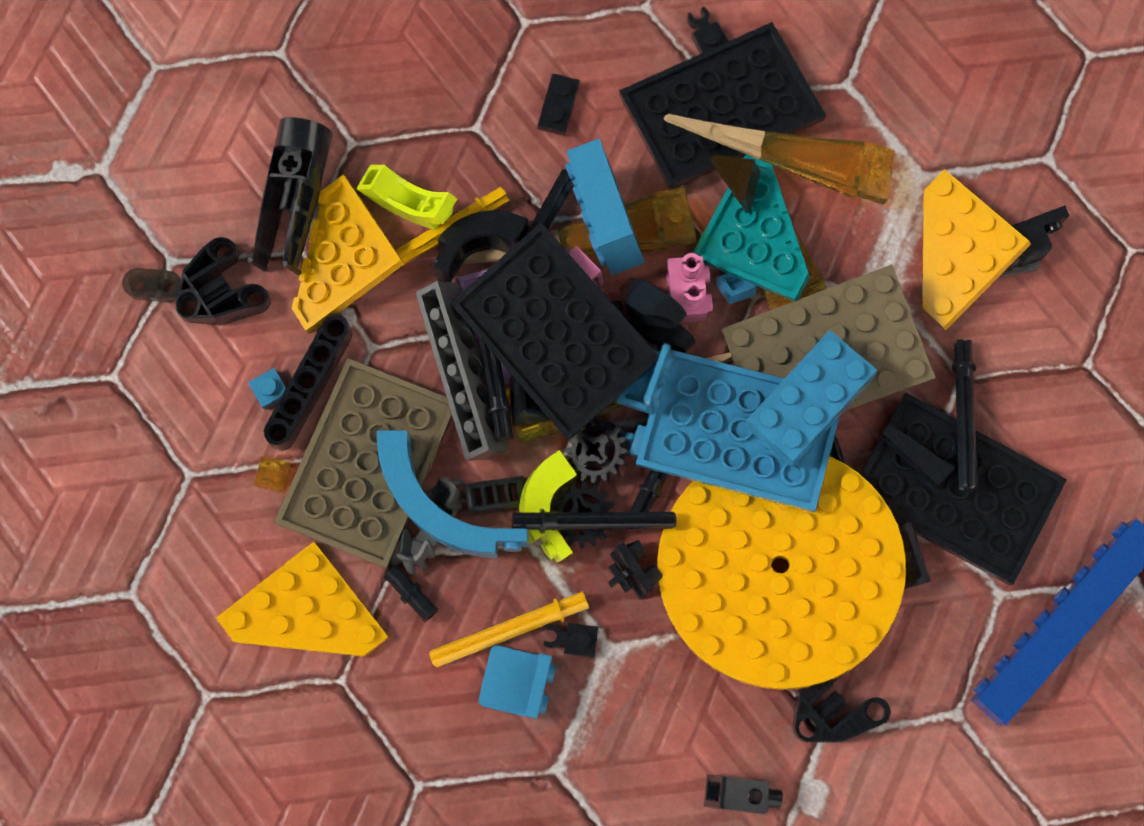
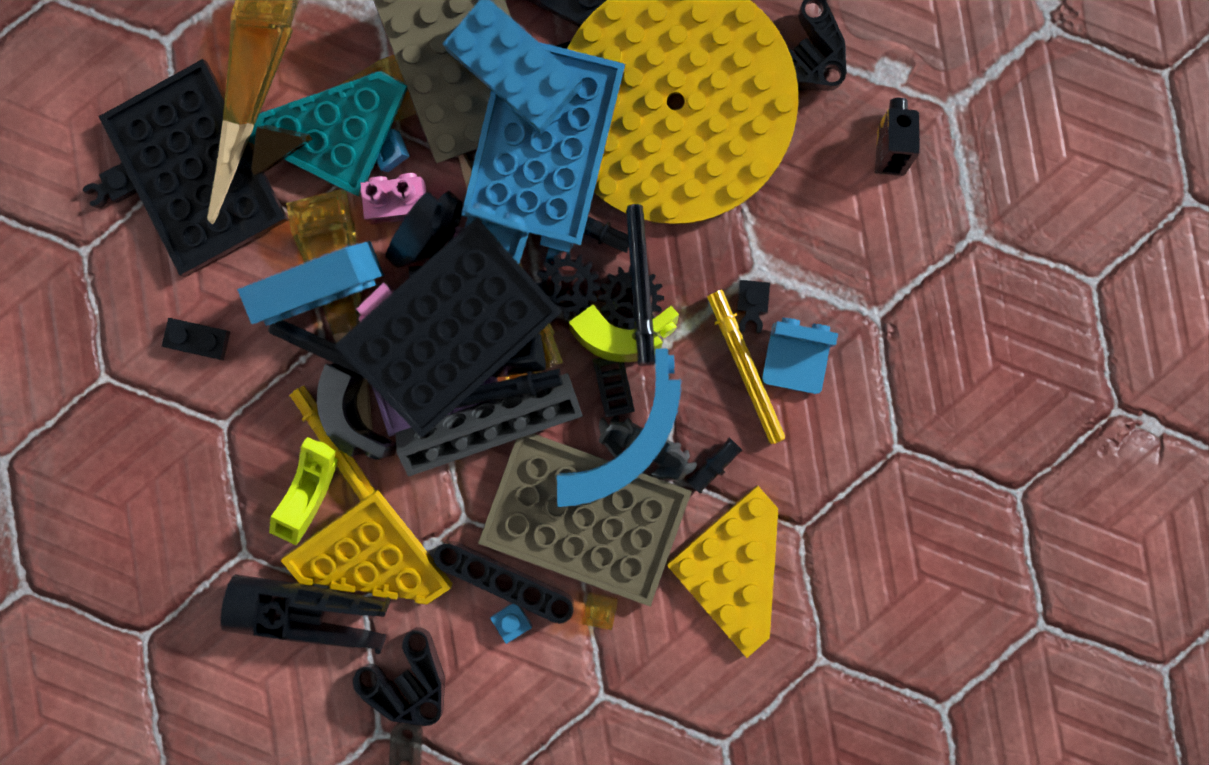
camera: 85 degrees left, 10 degrees up
(629, 573) = (688, 250): black hips -> none

